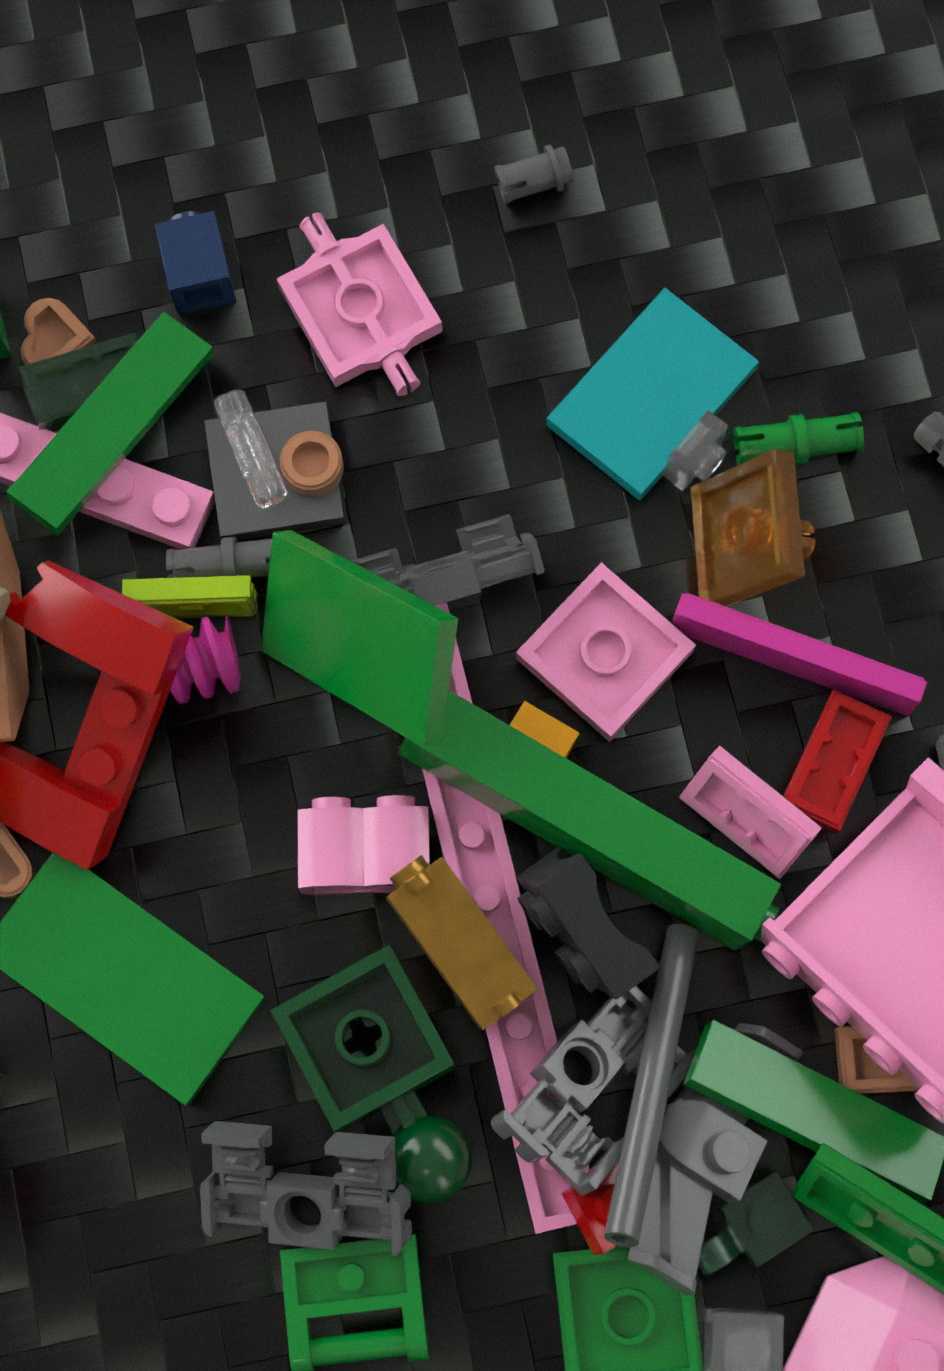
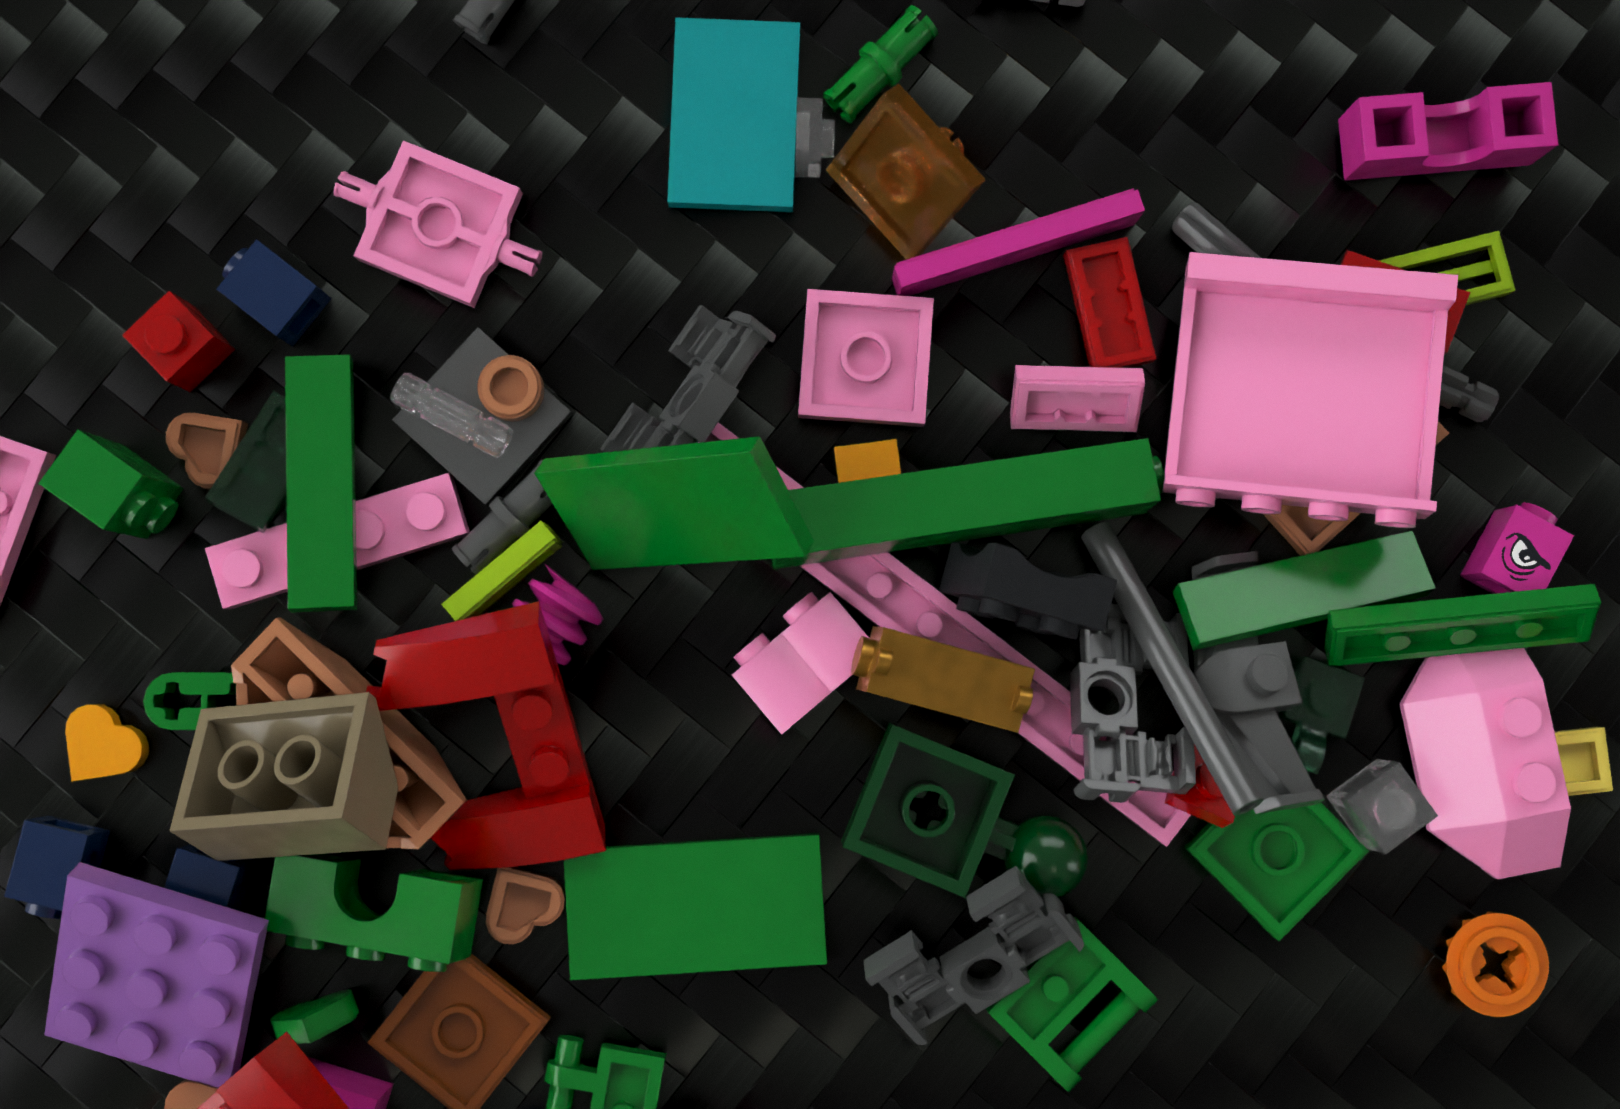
camera: 45 degrees left, 10 degrees up
(96, 244) = (178, 342): none -> red brick

